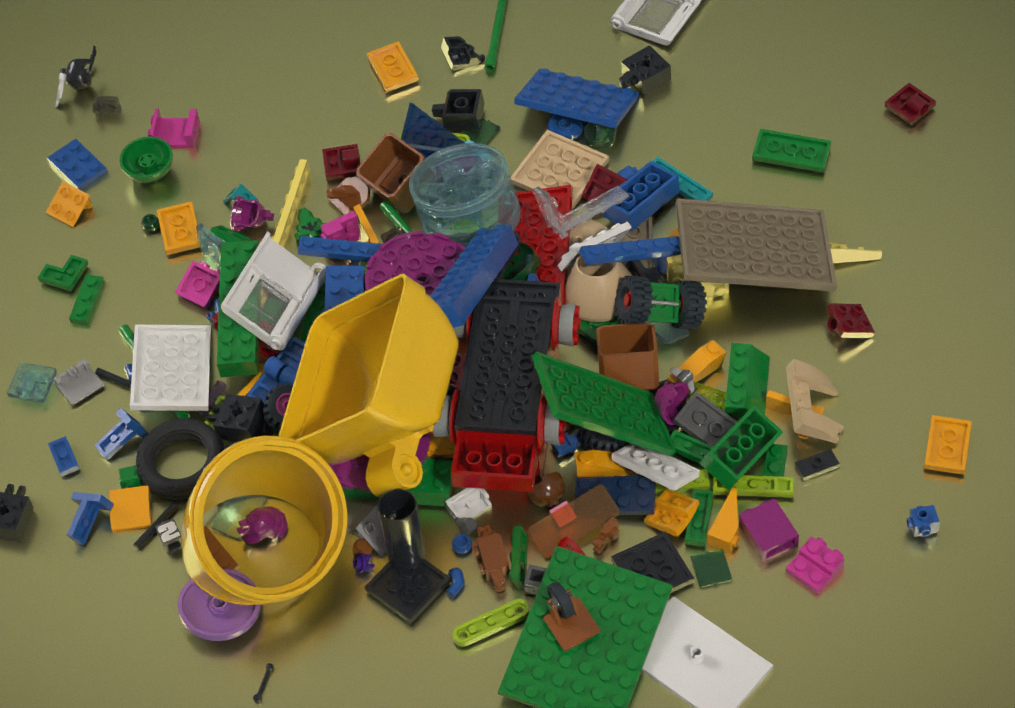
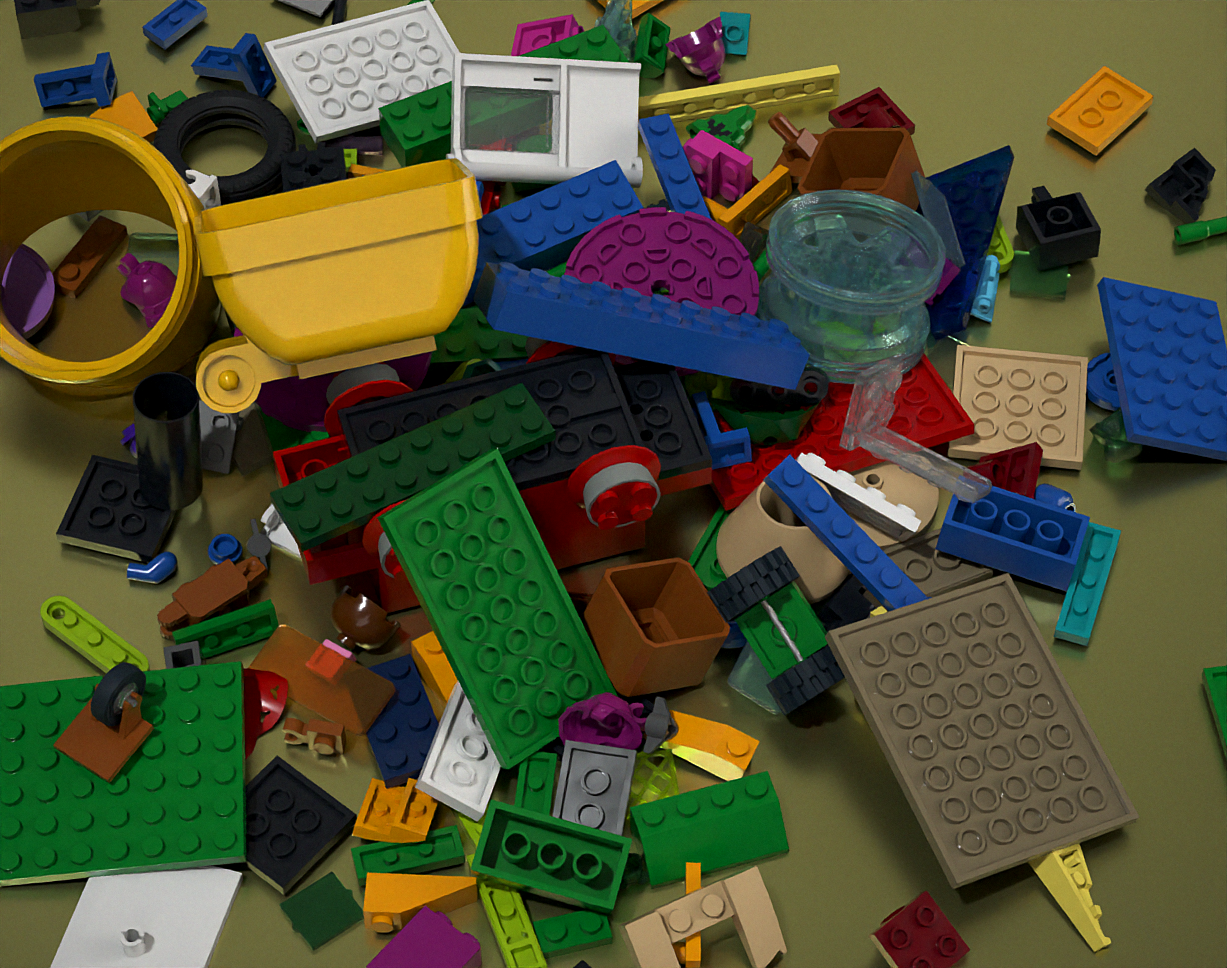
camera: 60 degrees right, 0 degrees up
(513, 402) = (394, 471): none -> dark green plate

